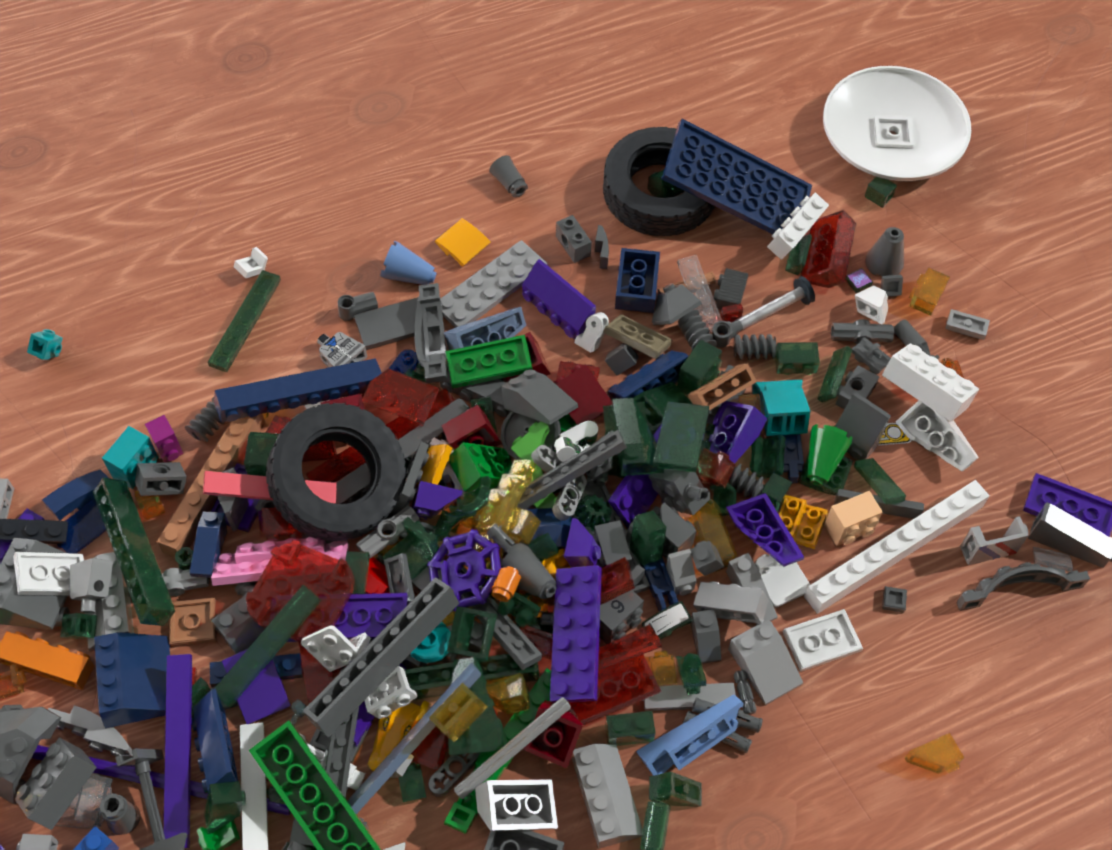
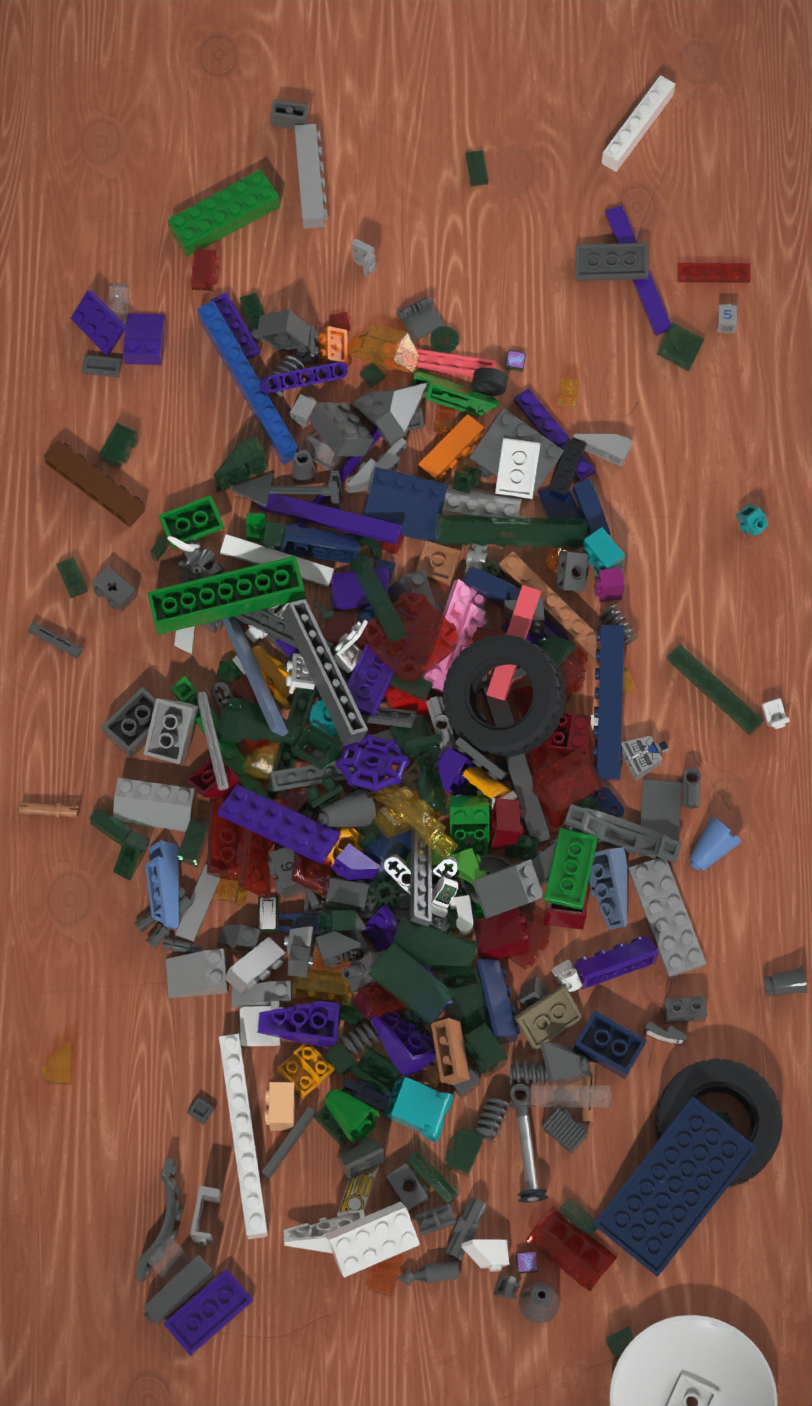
camera: 115 degrees right, 10 degrees up
(90, 582) = (494, 492): light grey torso -> none
(458, 712) = (250, 704): clear yellow brick -> none
(462, 242) = (725, 908): light orange slope -> none
(500, 537) = (382, 794): dark grey pin -> none
(506, 584) = (341, 783): orange brick -> none
(691, 673) = (214, 907): clear green hips -> none
(732, 312) = (536, 1116): clear red plate -> none
(798, 225) = (606, 1227): white brick -> none
(822, 640) = (195, 1032): white tile -> none
(879, 481) = (307, 1152): clear green tile -> none
(929, 291) = (483, 1320): clear yellow brick -> none
(967, 324) = (431, 1336): light grey plate -> none

